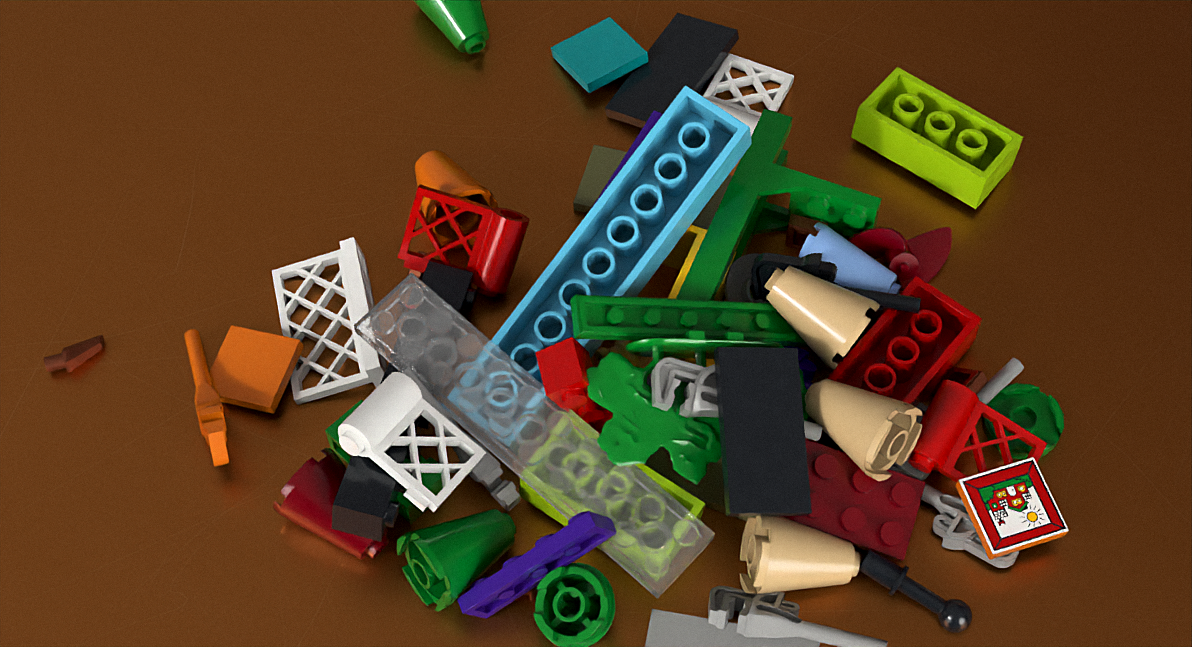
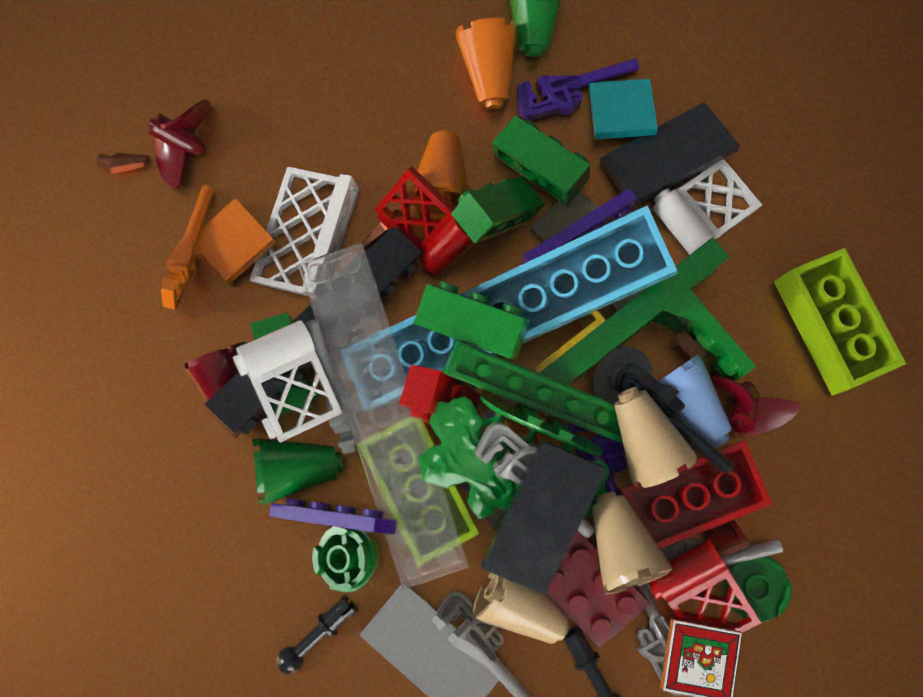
camera: 30 degrees right, 20 degrees up
(126, 304) = (176, 139): none -> dark red piece
(433, 67) = (489, 58): none -> orange cone
(527, 69) = (561, 92): none -> dark purple piece
(530, 190) = (497, 208): none -> green brick
(546, 134) = (541, 159): none -> green brick
(548, 283) = (472, 319): none -> green brick

